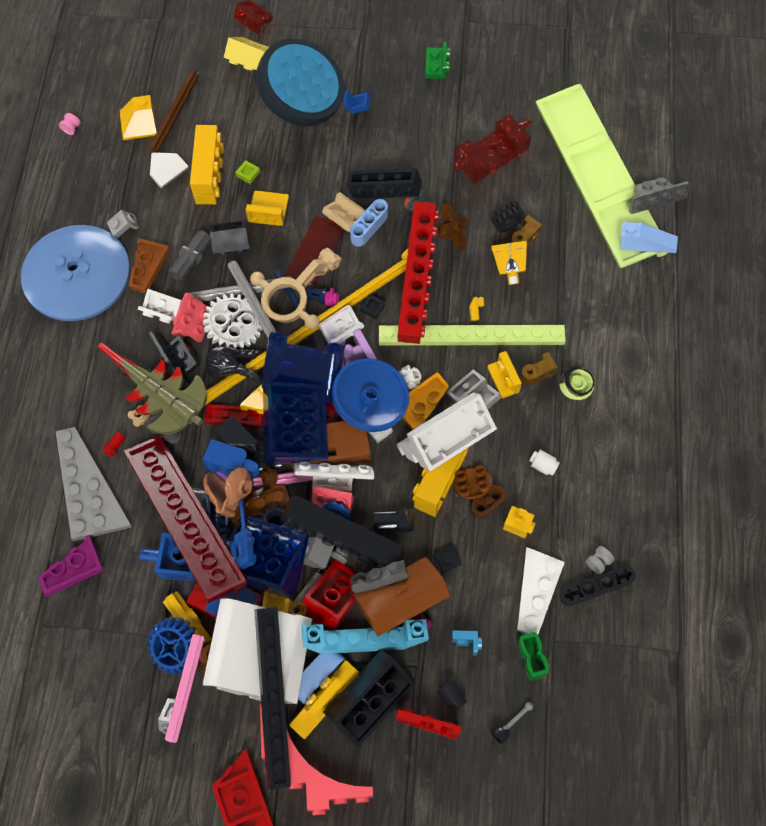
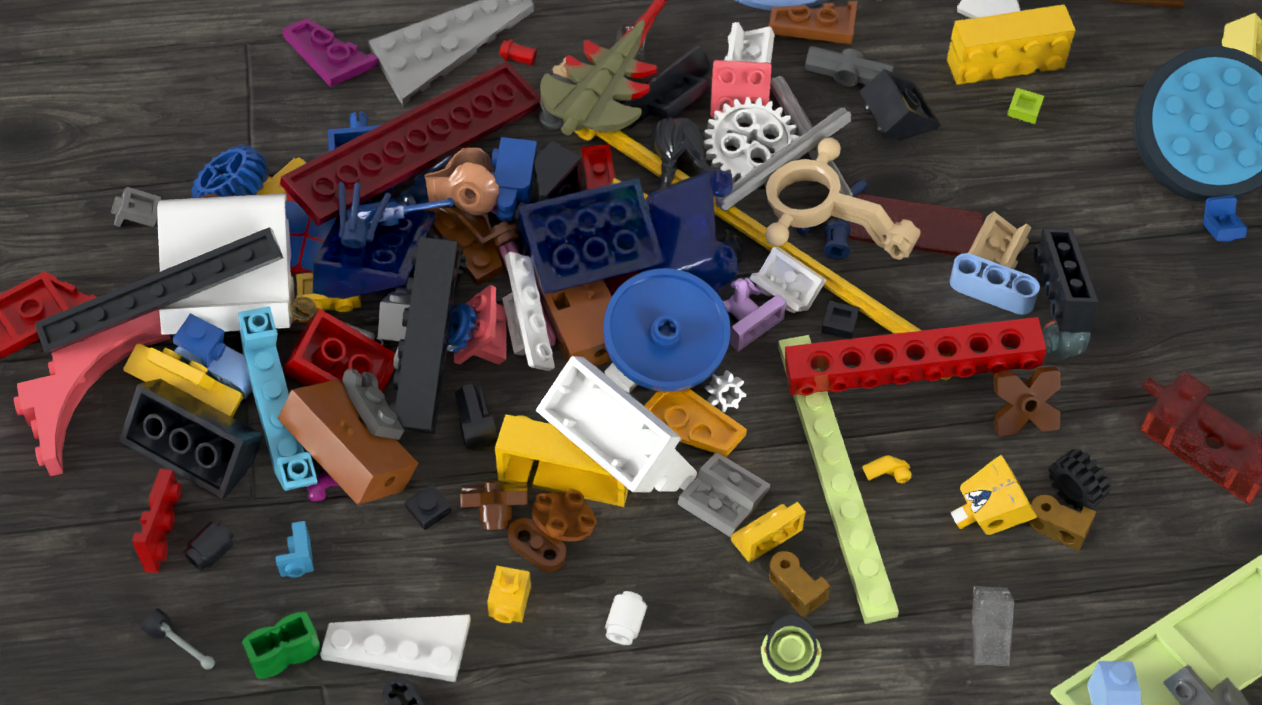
camera: 75 degrees right, 10 degrees down
(184, 688) = (150, 199): bright pink axle -> none
(262, 557) = (354, 230): none -> dark blue plant
(267, 208) = (969, 145): yellow bracket -> none
(310, 676) = (201, 339): none -> blue bracket
(331, 298) = (837, 259): dark pink plate -> none
(458, 517) = (494, 501): none -> reddish brown plant
(580, 282) = (992, 625): none -> clear slope

